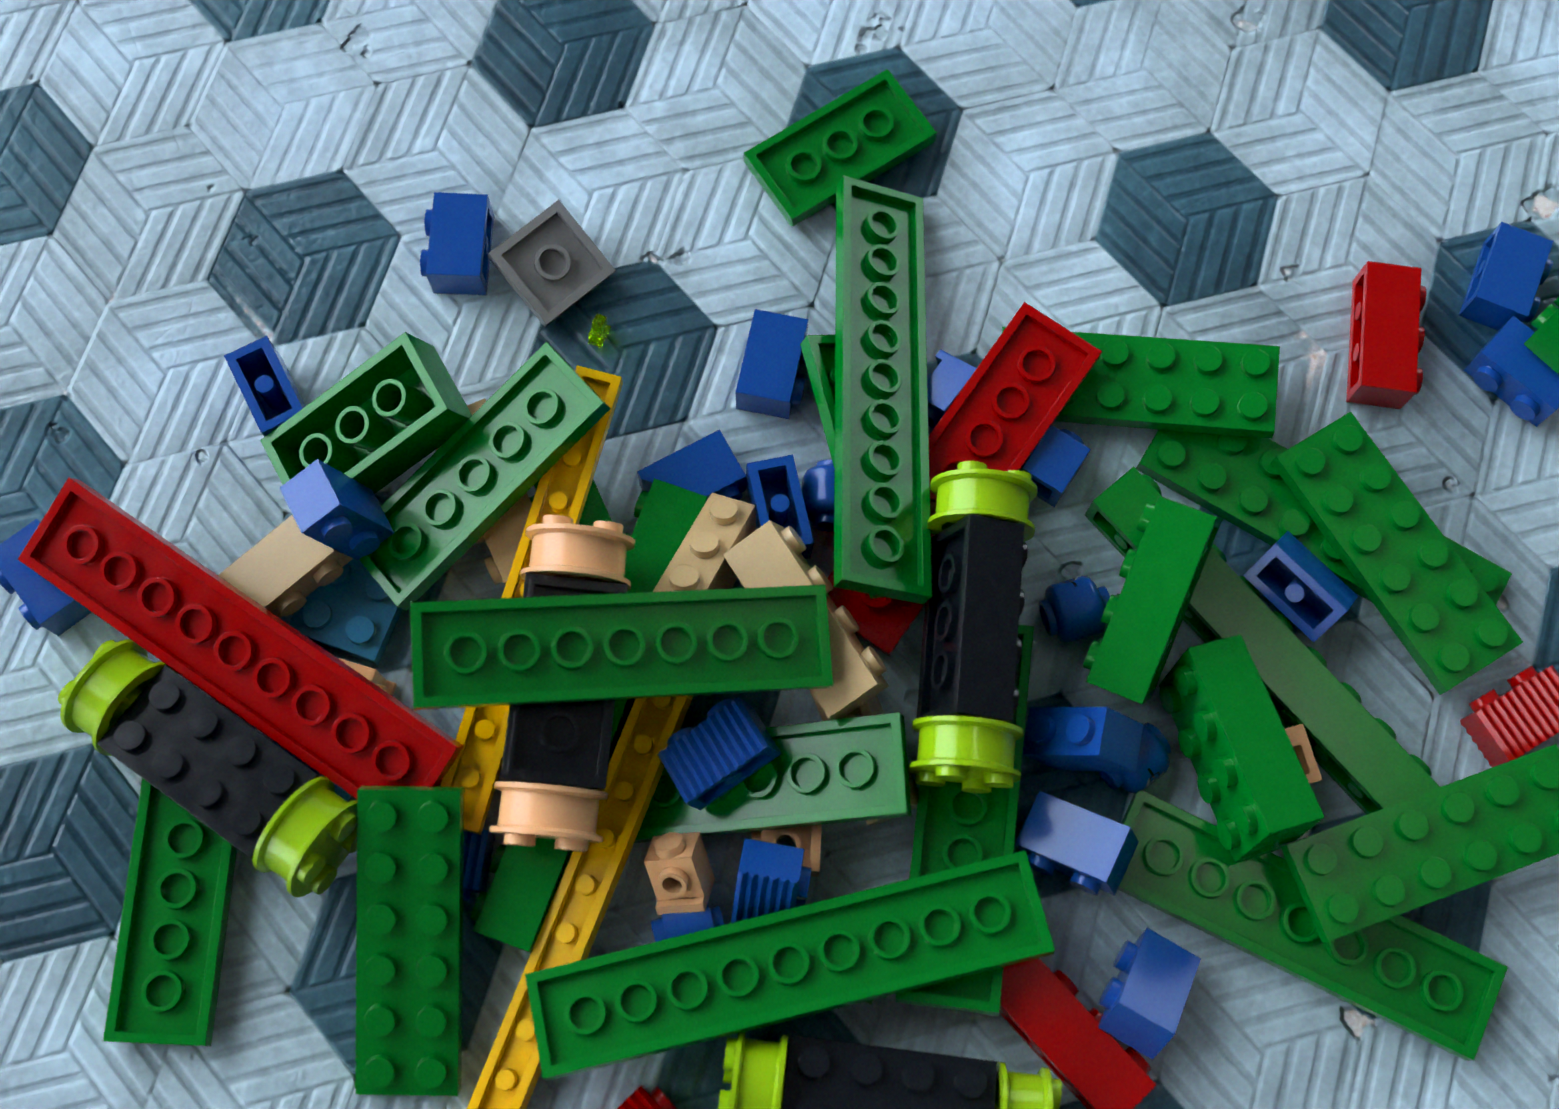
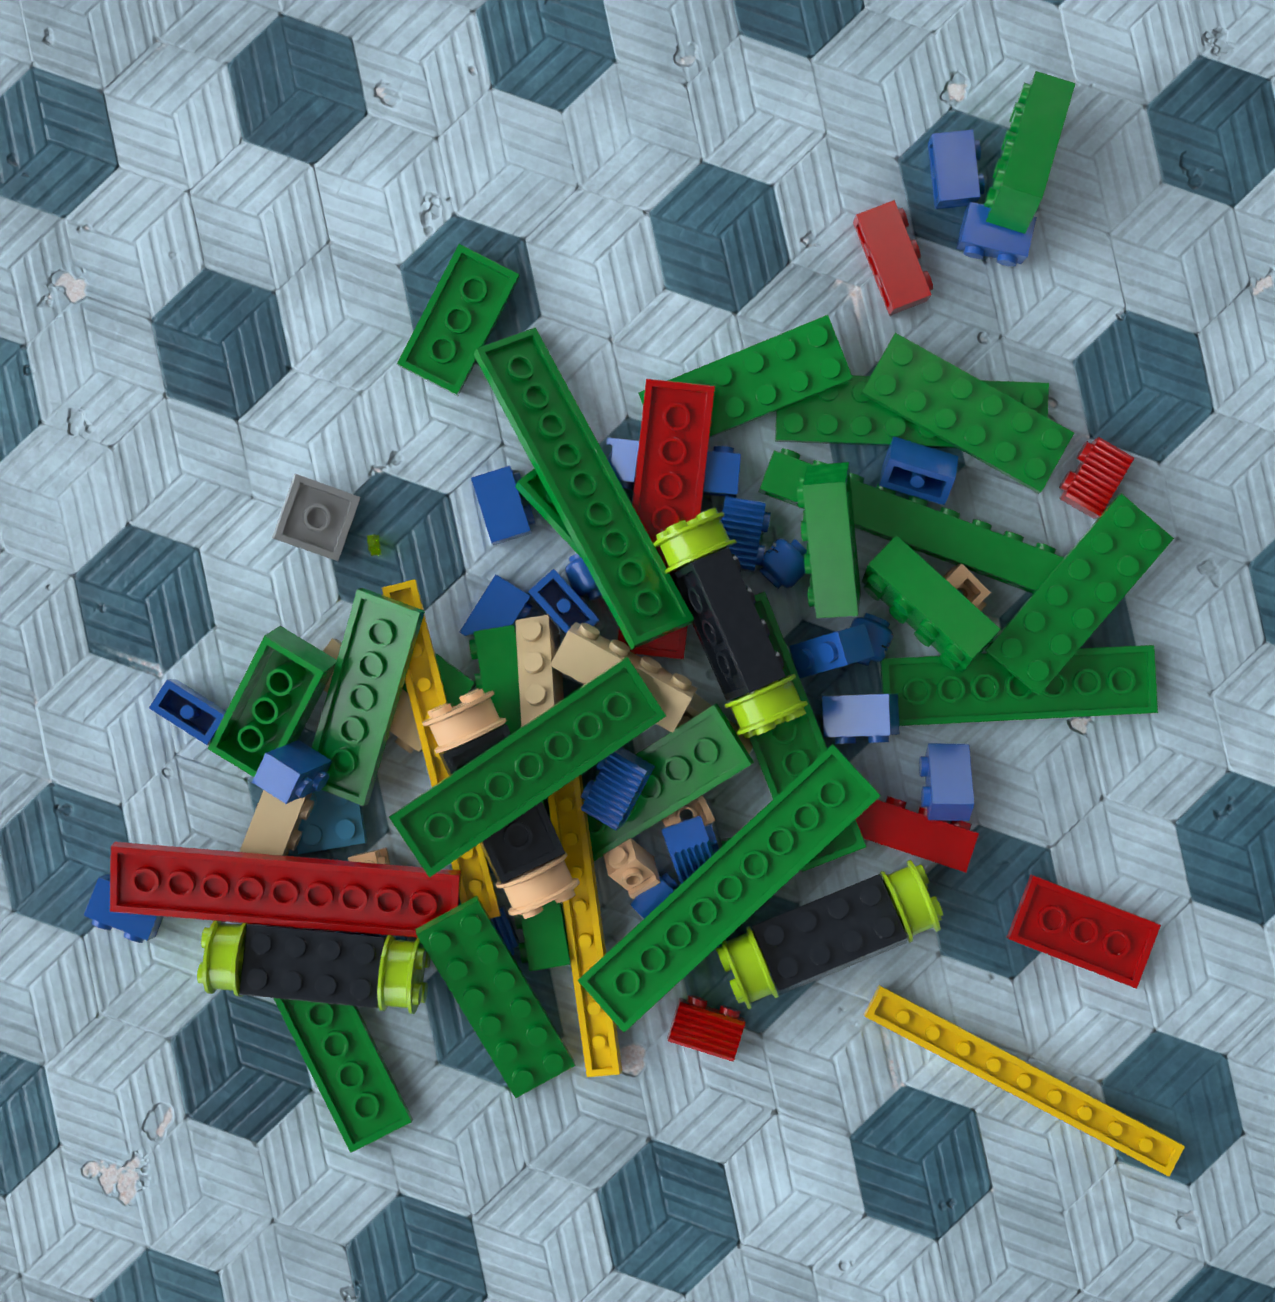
camera: 25 degrees left, 15 degrees up
(458, 243) = (244, 536): blue brick -> none
(1056, 536) = (744, 523): none -> blue brick

